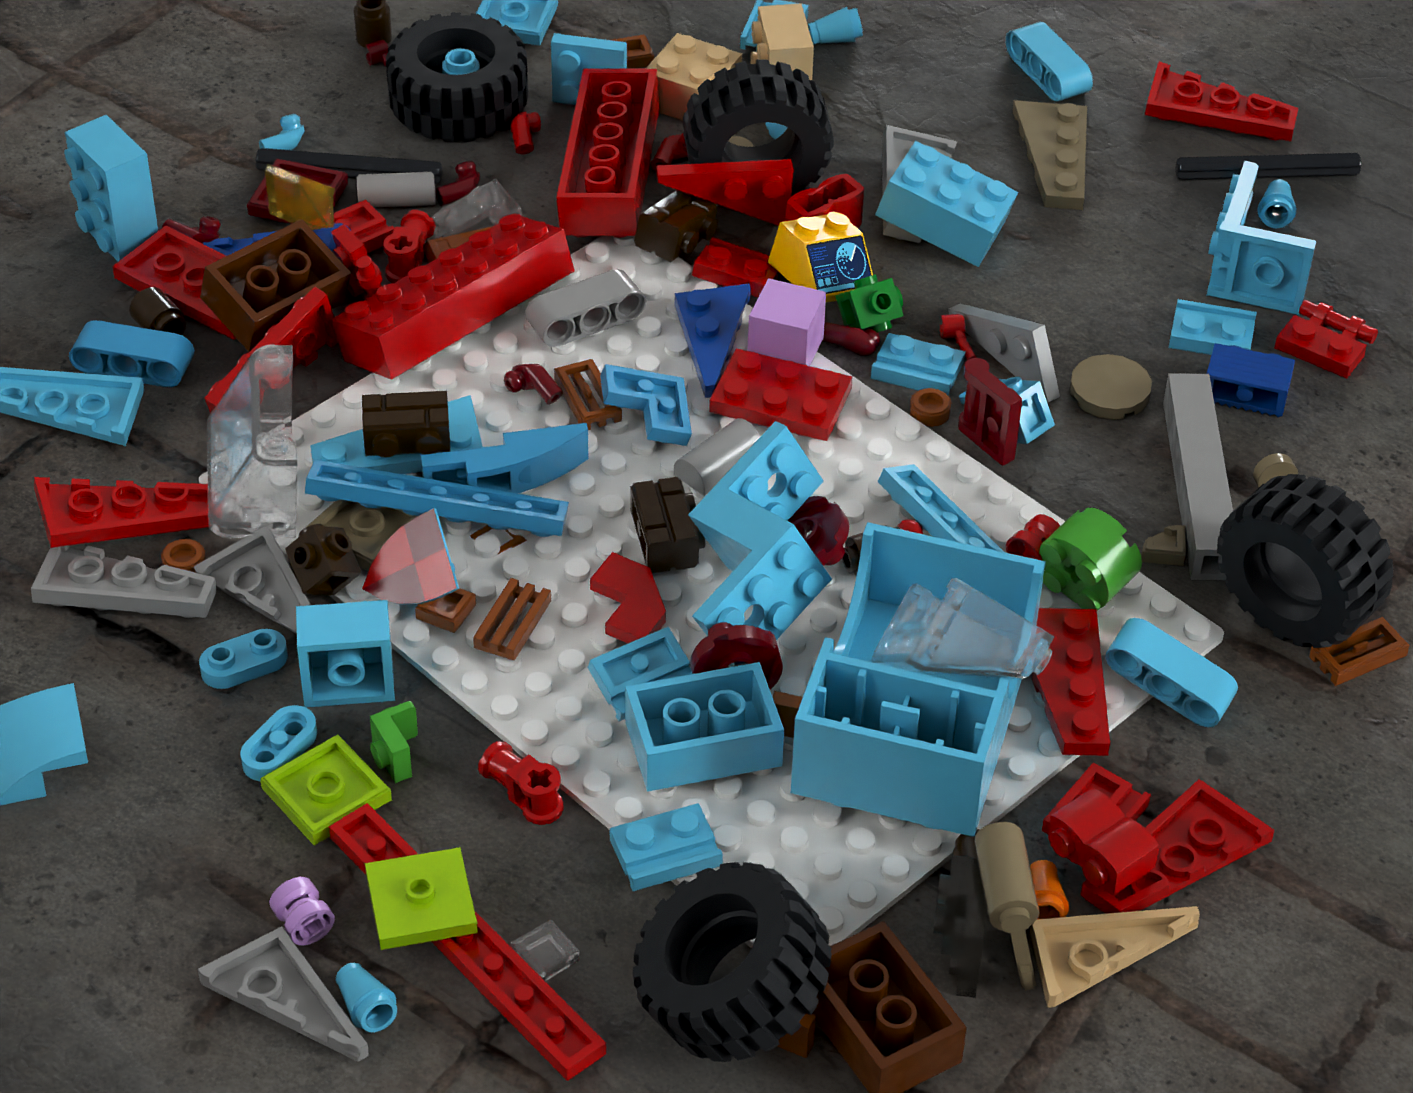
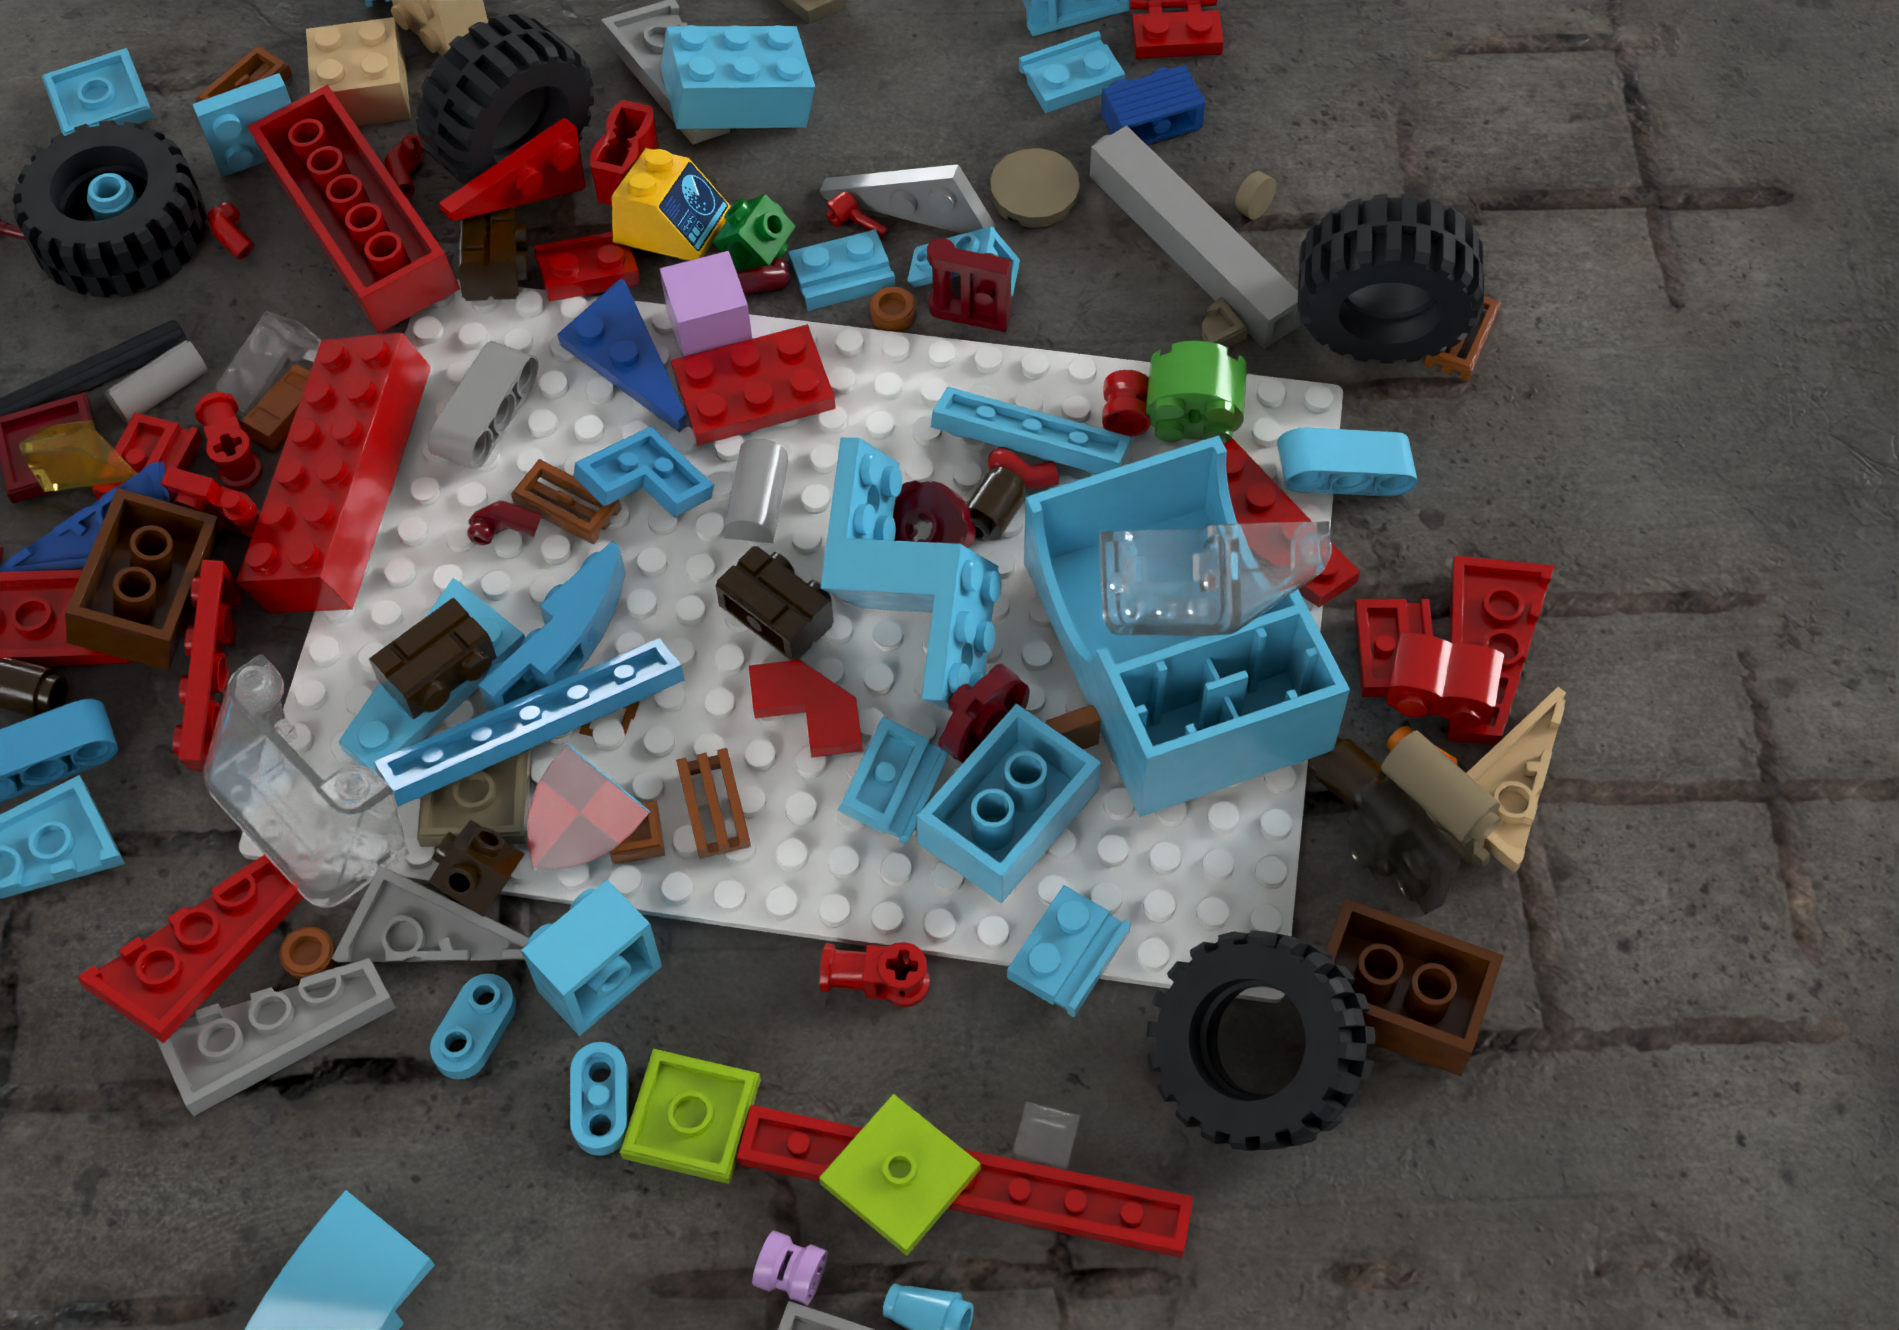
camera: 35 degrees left, 15 degrees up
(389, 736) = (710, 1023): bright green bracket -> none
(465, 182) = (219, 332): dark red arm -> none

